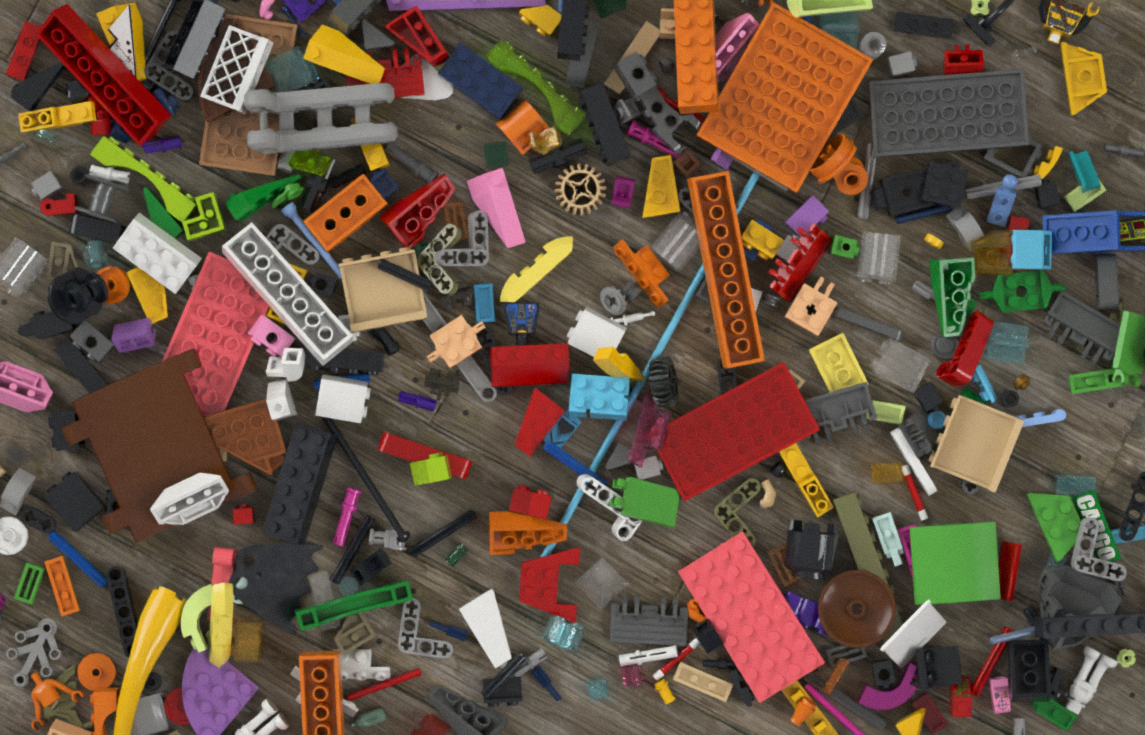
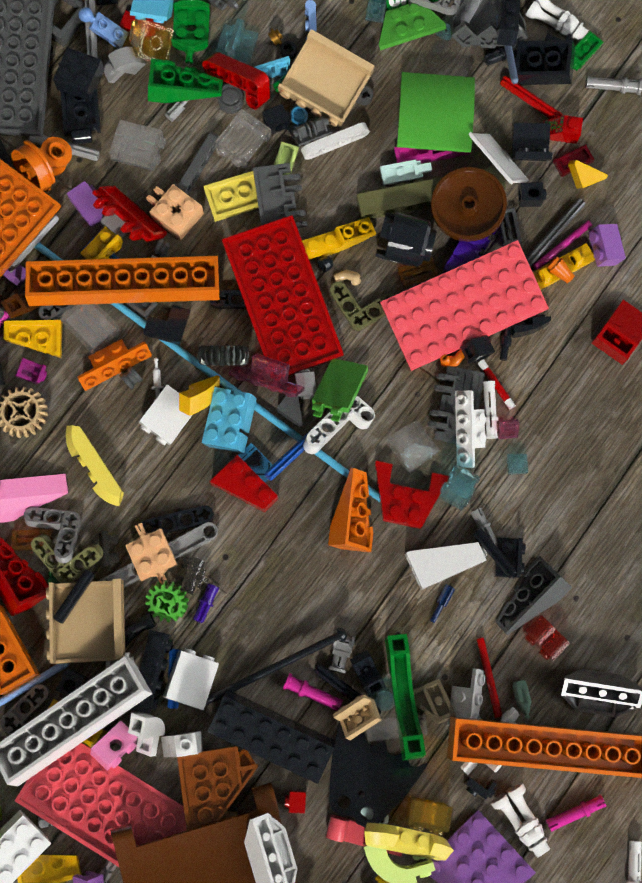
camera: 80 degrees left, 10 degrees down
(278, 682) = (476, 789): none -> black bracket
(329, 562) = (358, 716): none -> tan bracket
(413, 363) = (166, 601): none -> bright green gear
(416, 452) = (261, 603): red beam -> none
(416, 641) = (449, 637): light grey beam -> none
(431, 470) = (276, 594): lime wedge -> none
(442, 533) = (343, 596): black axle -> none
(456, 554) = (366, 584): clear green pin -> none
(484, 303) = (118, 522): dark azure tile -> none
(521, 320) = (140, 487): torso -> none
(529, 365) = (186, 484): red slope -> none
(530, 502) = (325, 501): red brick -> none
(545, 681) = (504, 514): dark blue axle -> none
(606, 299) = (133, 401): light grey gear -> none
(625, 636) = (469, 429): none -> white bracket
(664, 691) = (526, 399): yellow pin -> none
(684, 322) = (169, 330): none -> black tile
(702, 681) = (521, 361): tan plate -> none
(834, 676) = (530, 235): clear orange tile -> none
(837, 247) = (122, 180): bright green brick -> none
(887, 472) = (342, 166): clear yellow bracket -> none
(892, 697) = (554, 186): magenta arch -> none
(914, 492) = (364, 145): red bar -> none
(921, 214) = (104, 102): dark blue bar -> none
(933, 241) = (130, 94): yellow tile -> none
(999, 694) = (563, 95): bright pink leg -> none
(1008, 569) = (440, 67): red plate -> none

